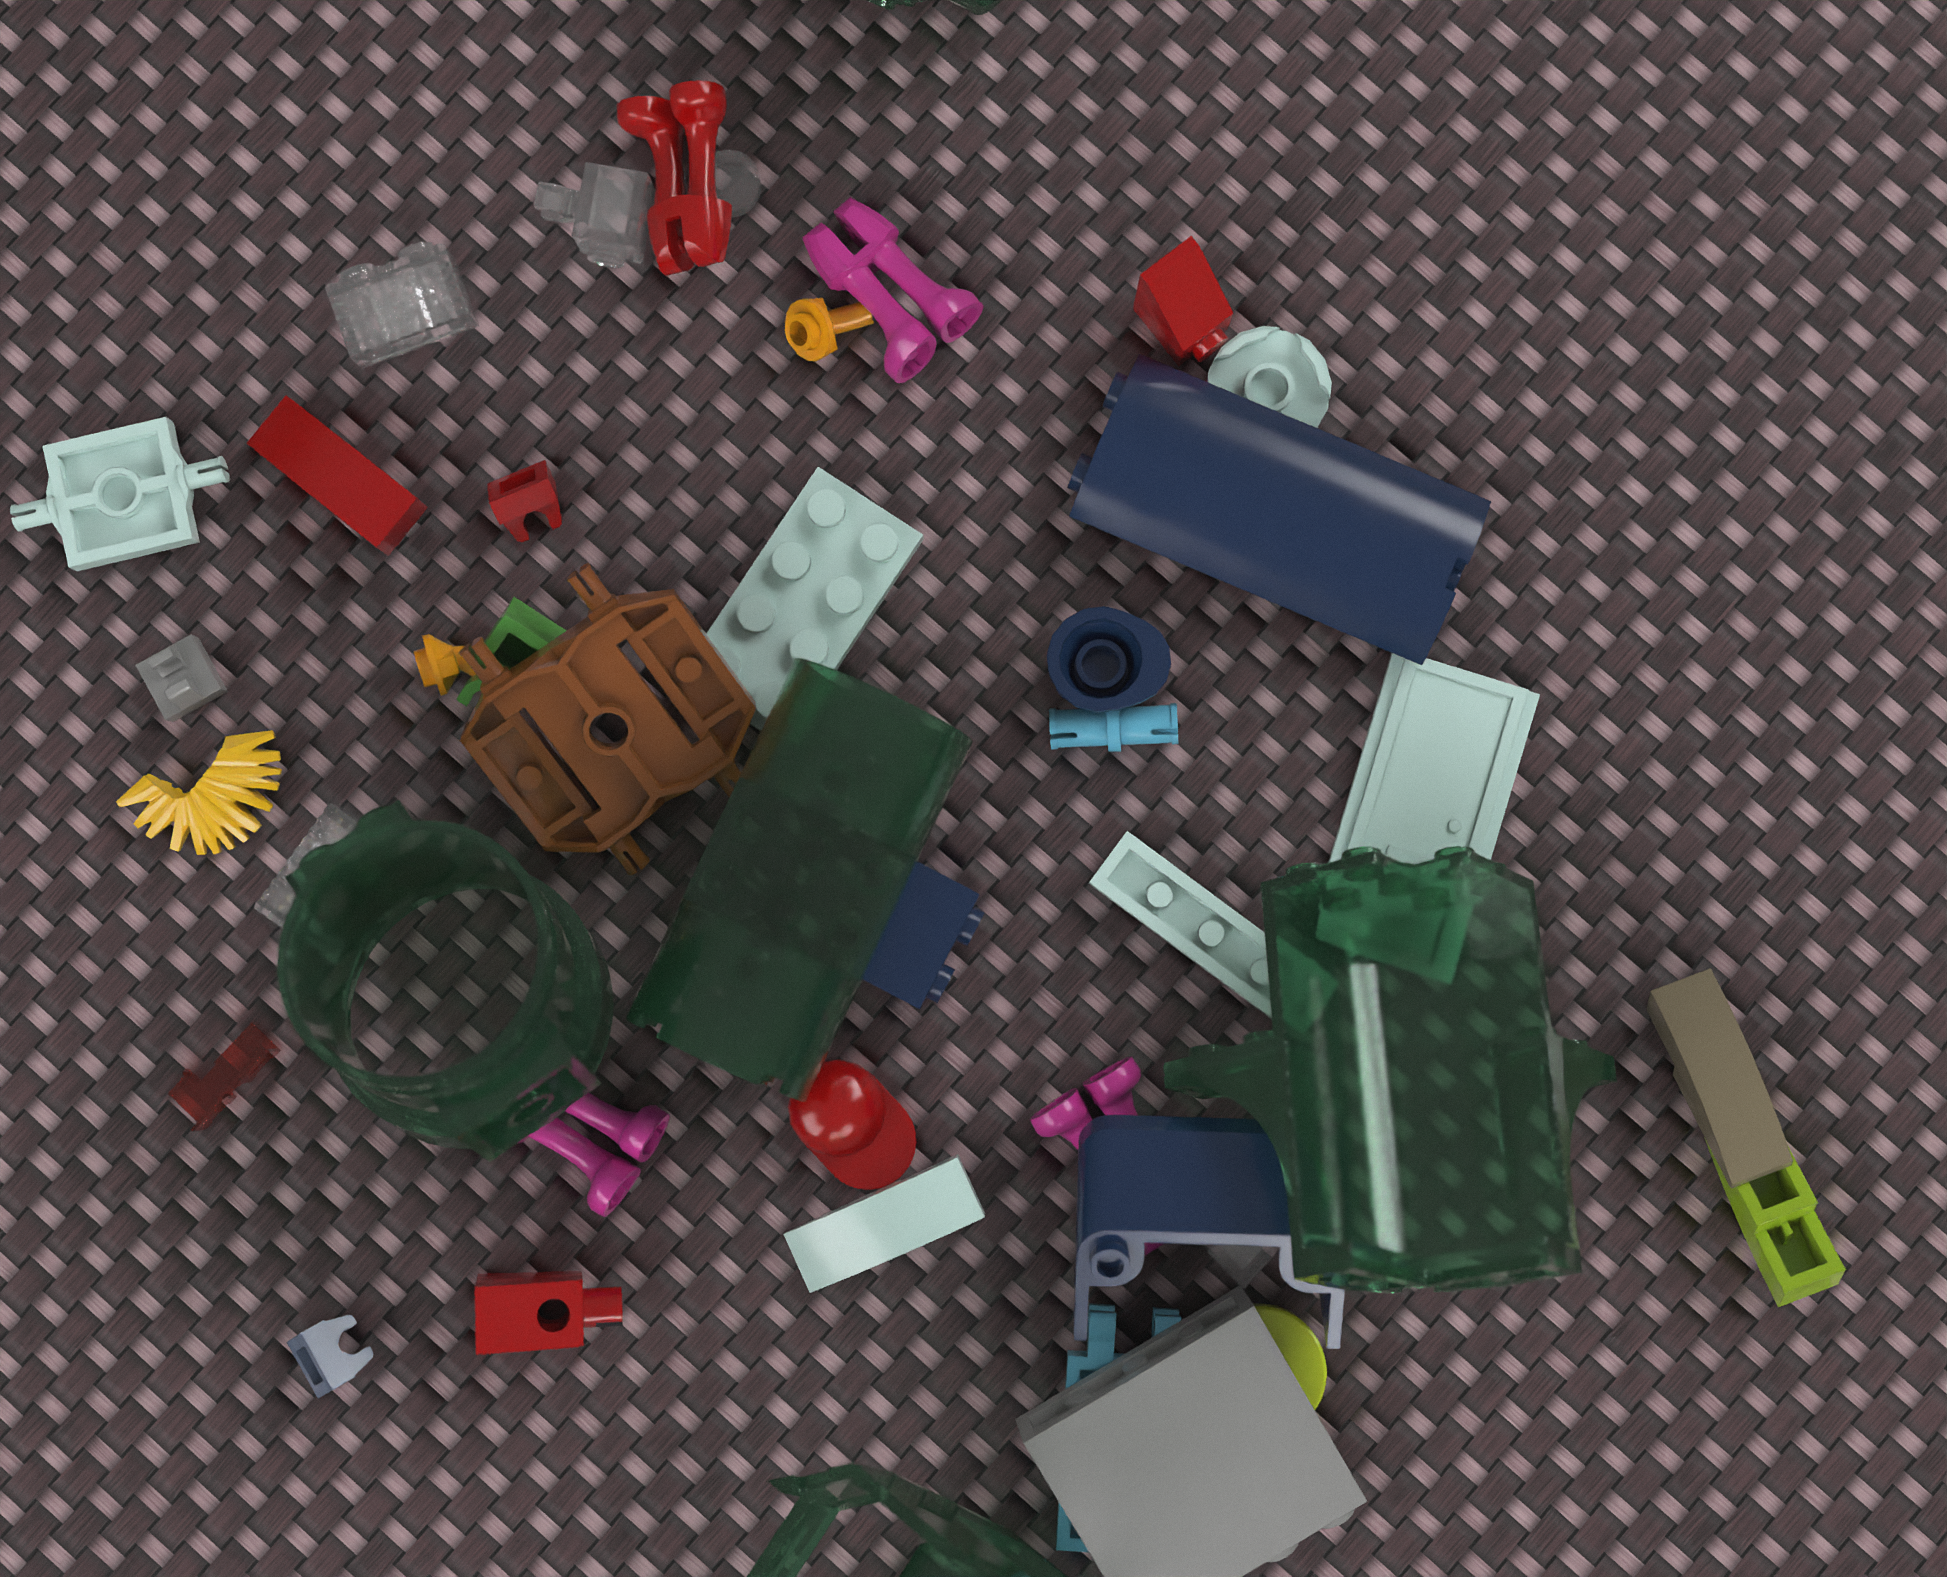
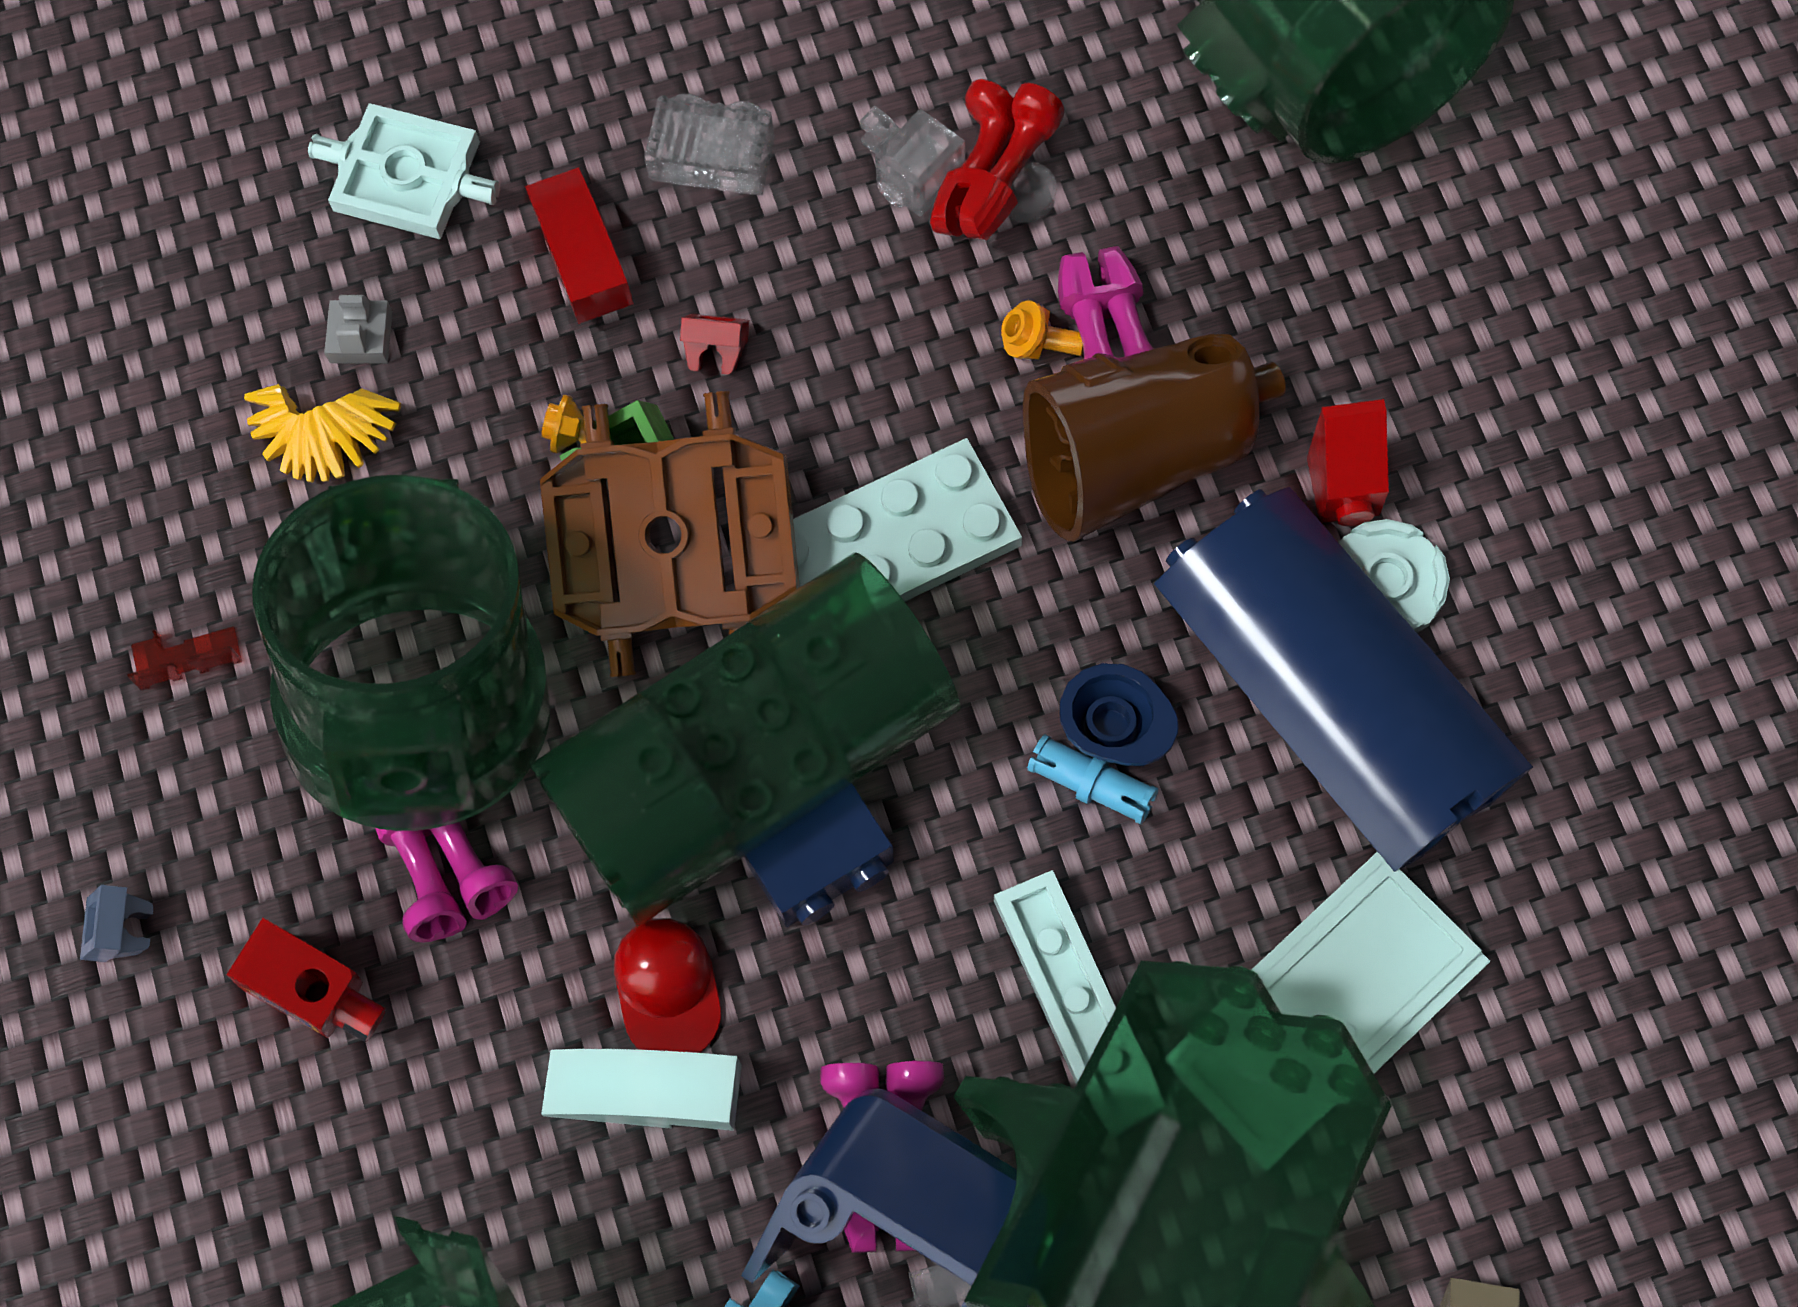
camera: 30 degrees right, 15 degrees down
(978, 377) = (1139, 426): none -> reddish brown torso

